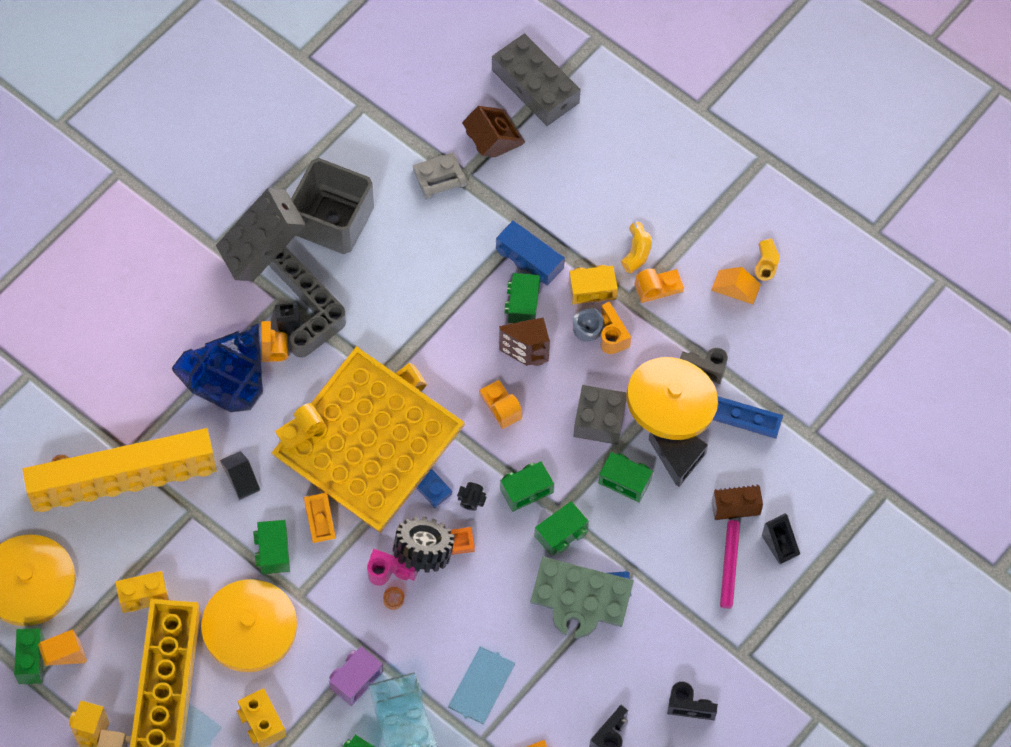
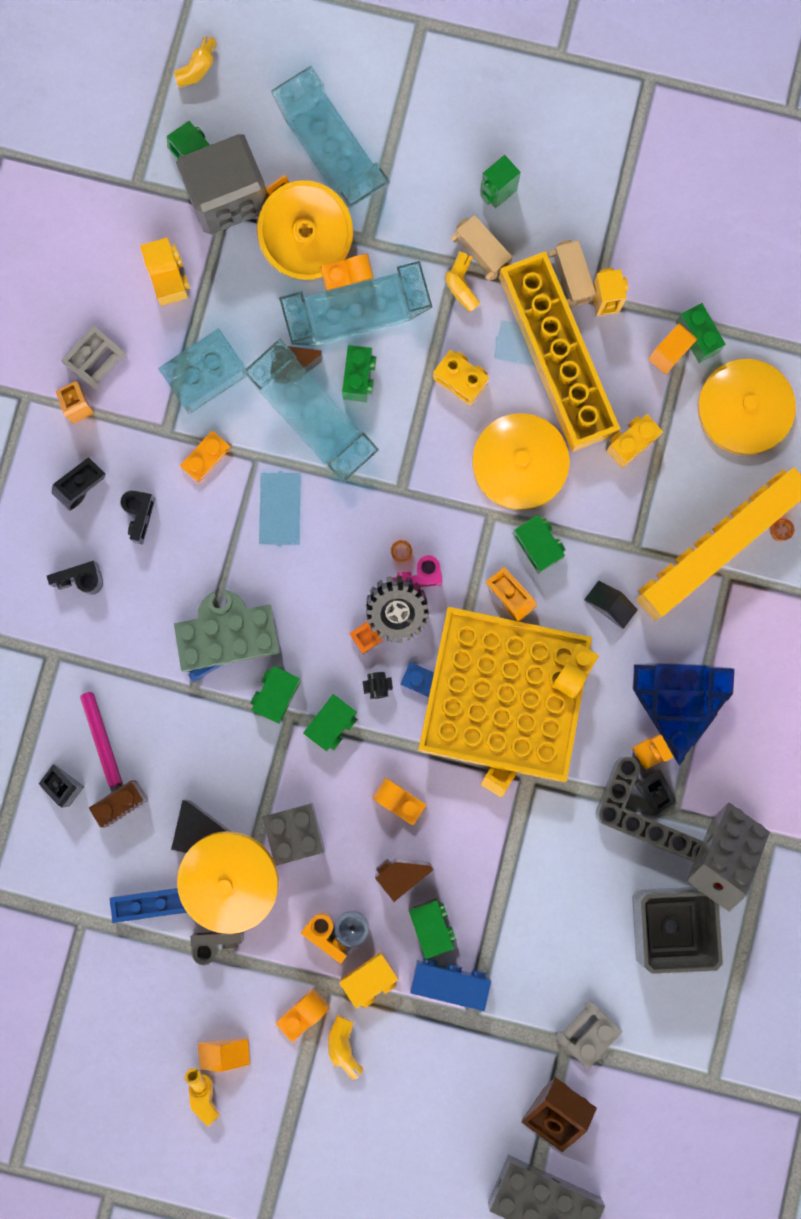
camera: 155 degrees right, 20 degrees up
(355, 675) = (397, 457): medium lavender brick -> none
(625, 476) = (239, 780): green brick -> none

